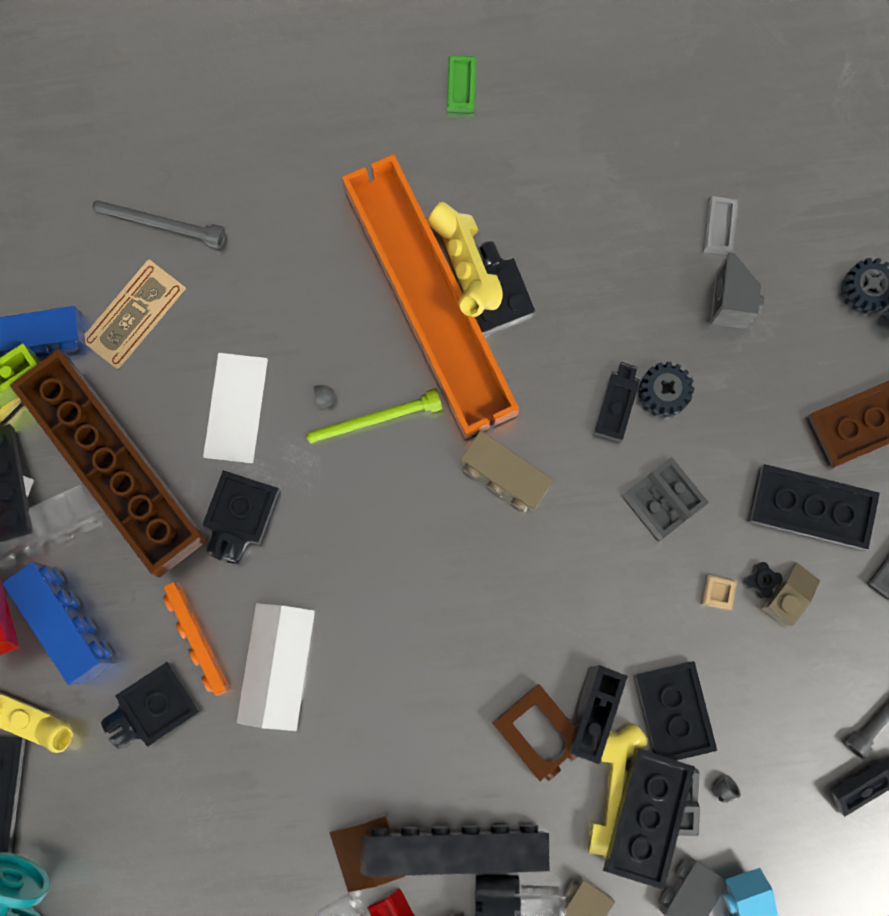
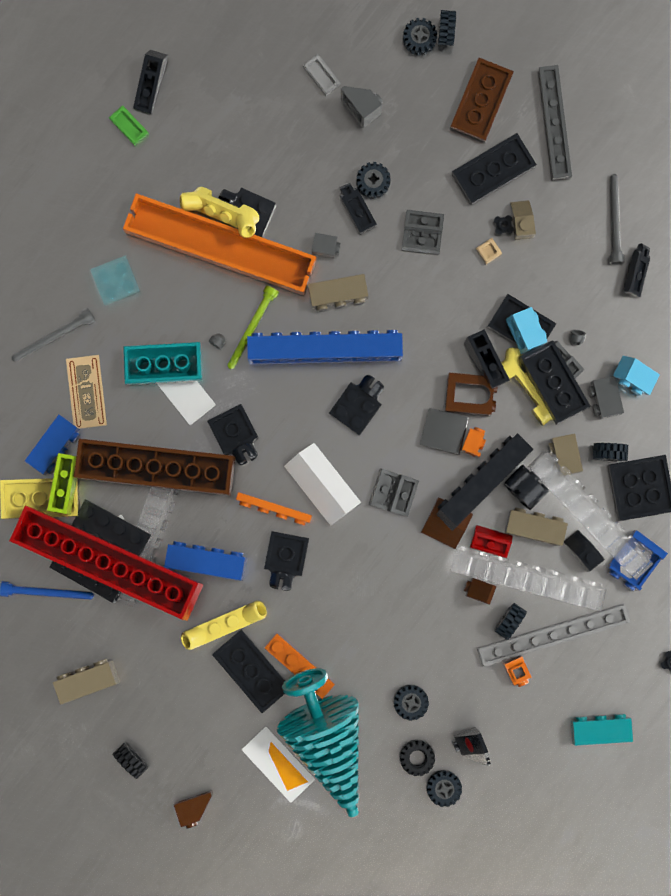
camera: 45 degrees left, 5 degrees up
(45, 838) = (294, 661): none -> orange plate
(239, 362) = (163, 363): none -> teal brick
(281, 226) = (115, 280): none -> clear light blue plate
(344, 756) = (393, 492): none -> dark grey slope
(404, 617) = (358, 404): none -> black plate
(424, 515) = (325, 348): none -> blue brick
(469, 744) = (444, 431): none -> dark grey slope
(490, 791) = (474, 442): none -> orange brick
(531, 57) = (150, 80): none -> black slope
(542, 408) = (325, 245): none -> dark grey brick
(675, 725) = (526, 330): none -> medium azure brick

